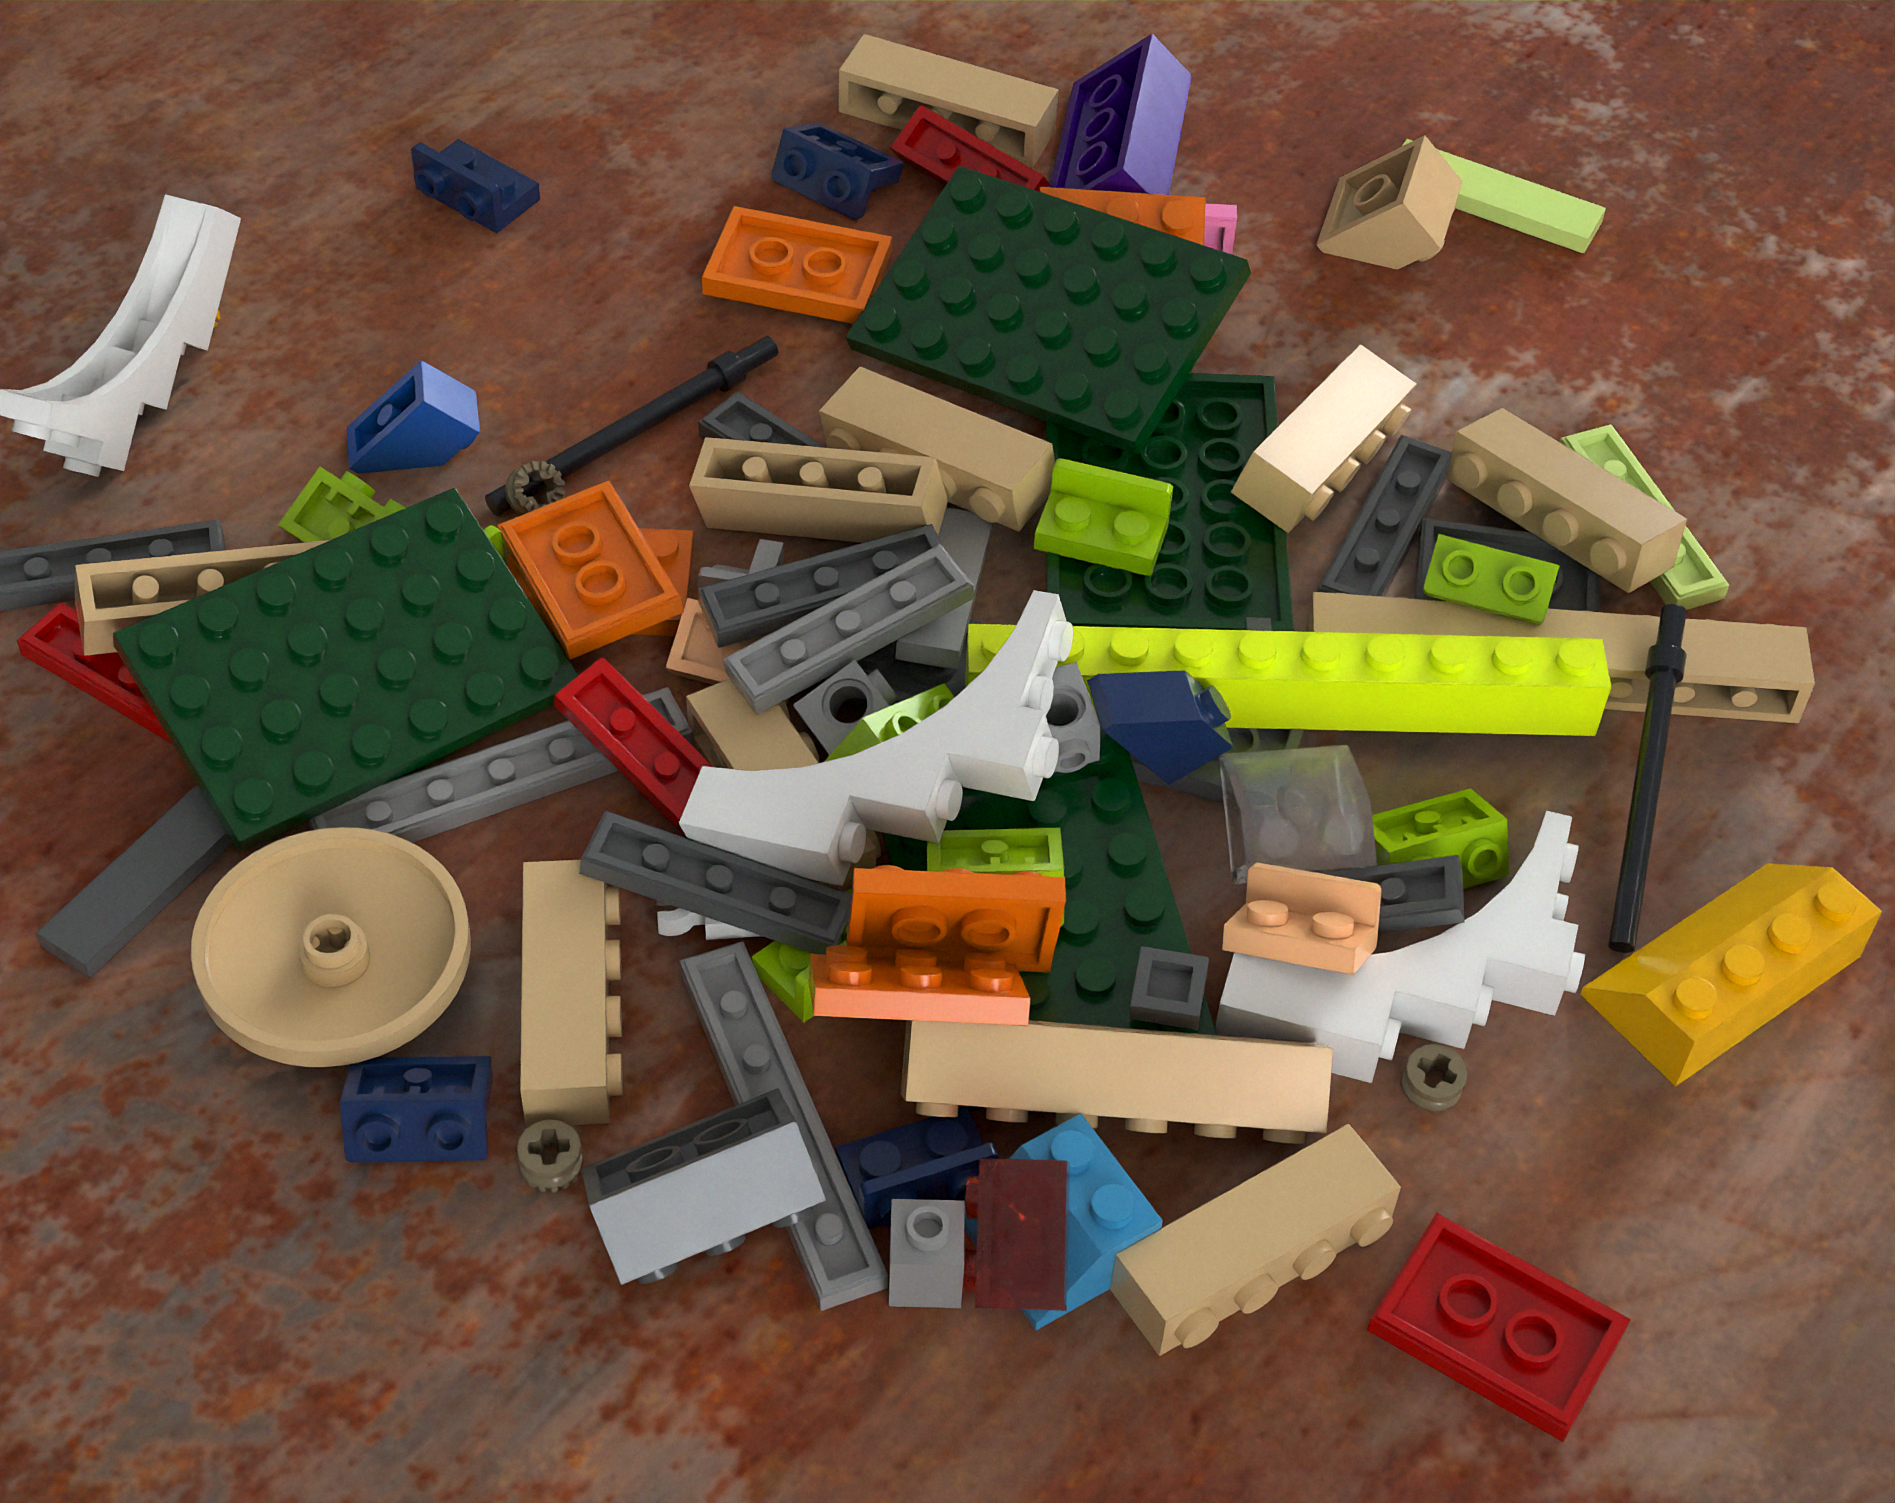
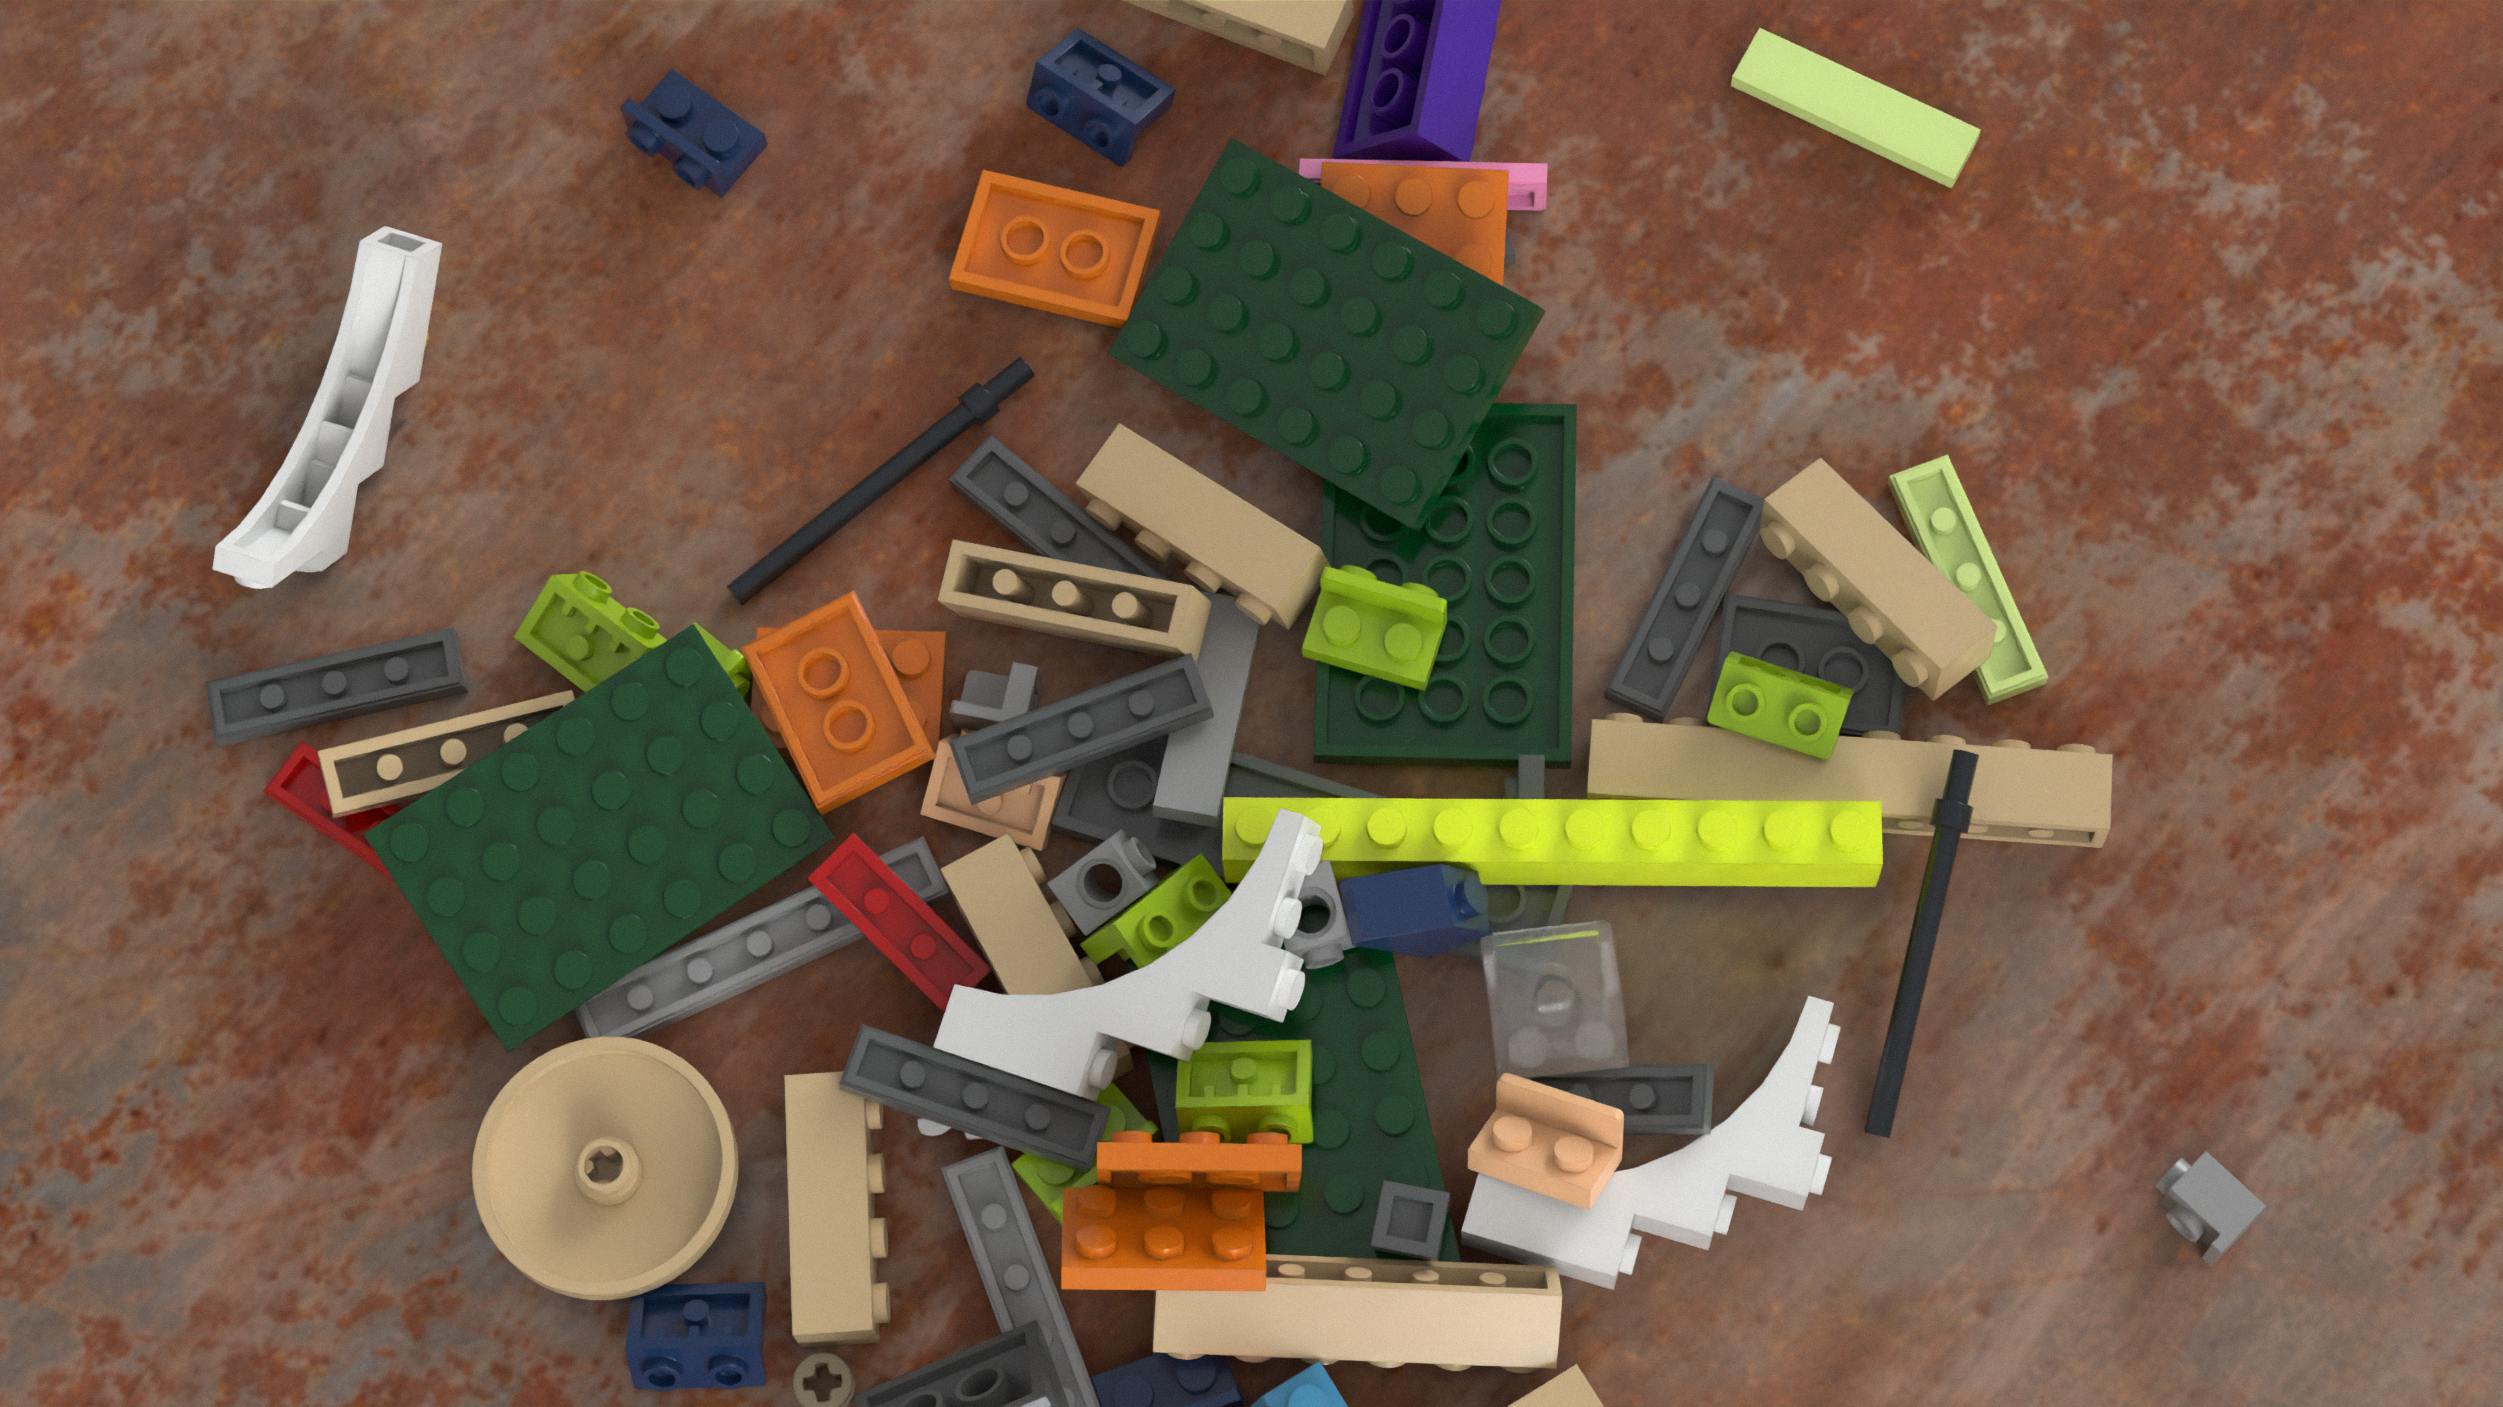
camera: 10 degrees right, 20 degrees up
(136, 886) = (411, 1085): dark grey tile -> none
(414, 423) = (646, 498): blue slope -> none
(540, 472) = (795, 586): dark tan bush -> none
(848, 629) = (1103, 794): light grey tile -> none
(941, 146) = (1249, 92): red plate -> none
(1324, 440) = (1622, 505): brick -> none
(1393, 208) = (1730, 144): tan slope -> none
(1446, 827) = (1700, 1015): lime bracket -> none
(1447, 1091) = (1692, 1285): dark tan bush -> none
(1734, 965) = (1981, 1157): yellow slope -> none

